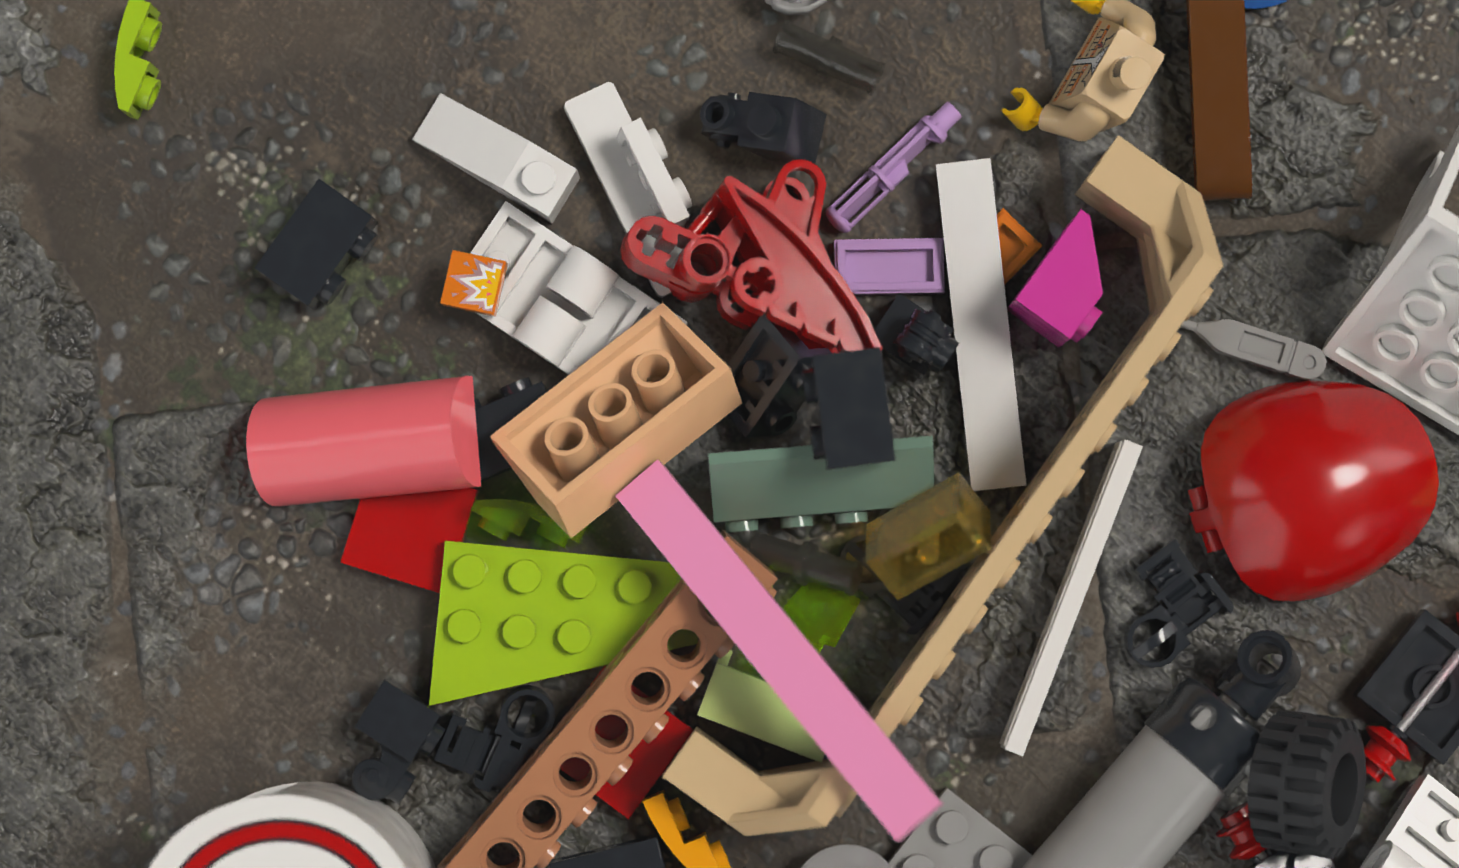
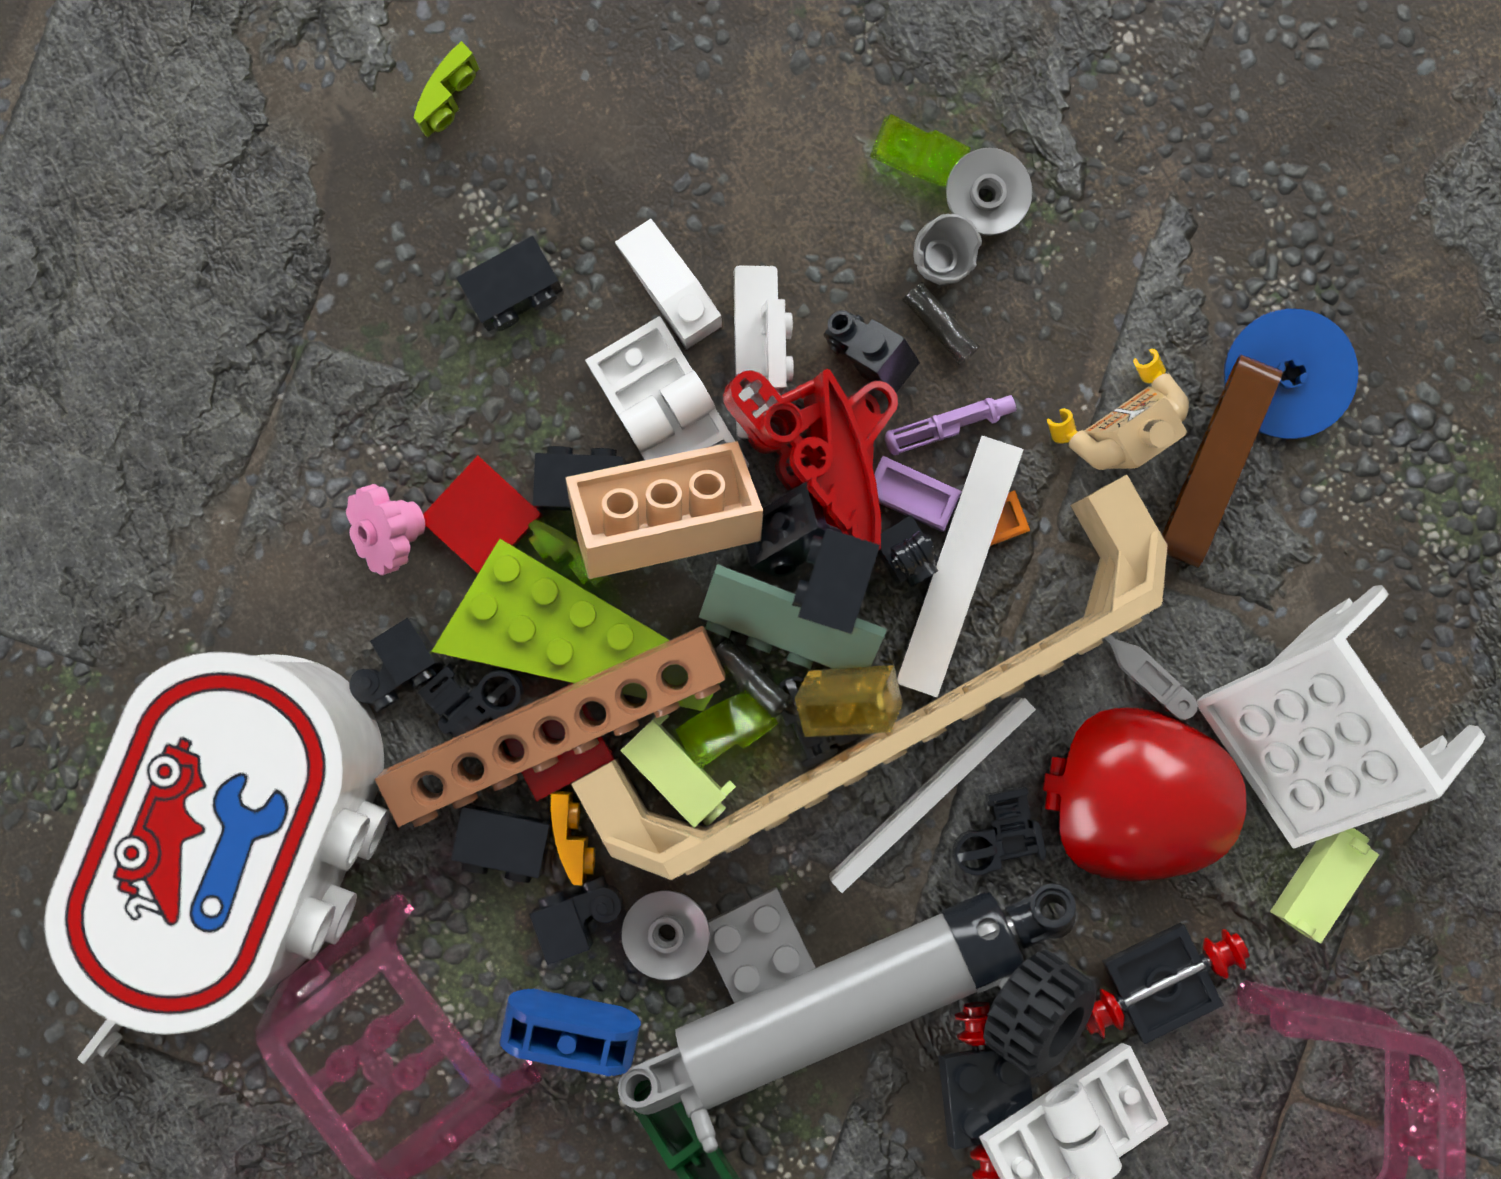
camera: 20 degrees right, 0 degrees up
(306, 592) = (383, 528): none -> bright pink plant
(364, 442) = (475, 440): coral brick -> none
(474, 283) = (608, 363): tile -> none
(780, 651) = (700, 737): bright pink tile -> none
(1063, 287) = (1033, 567): dark pink slope -> none

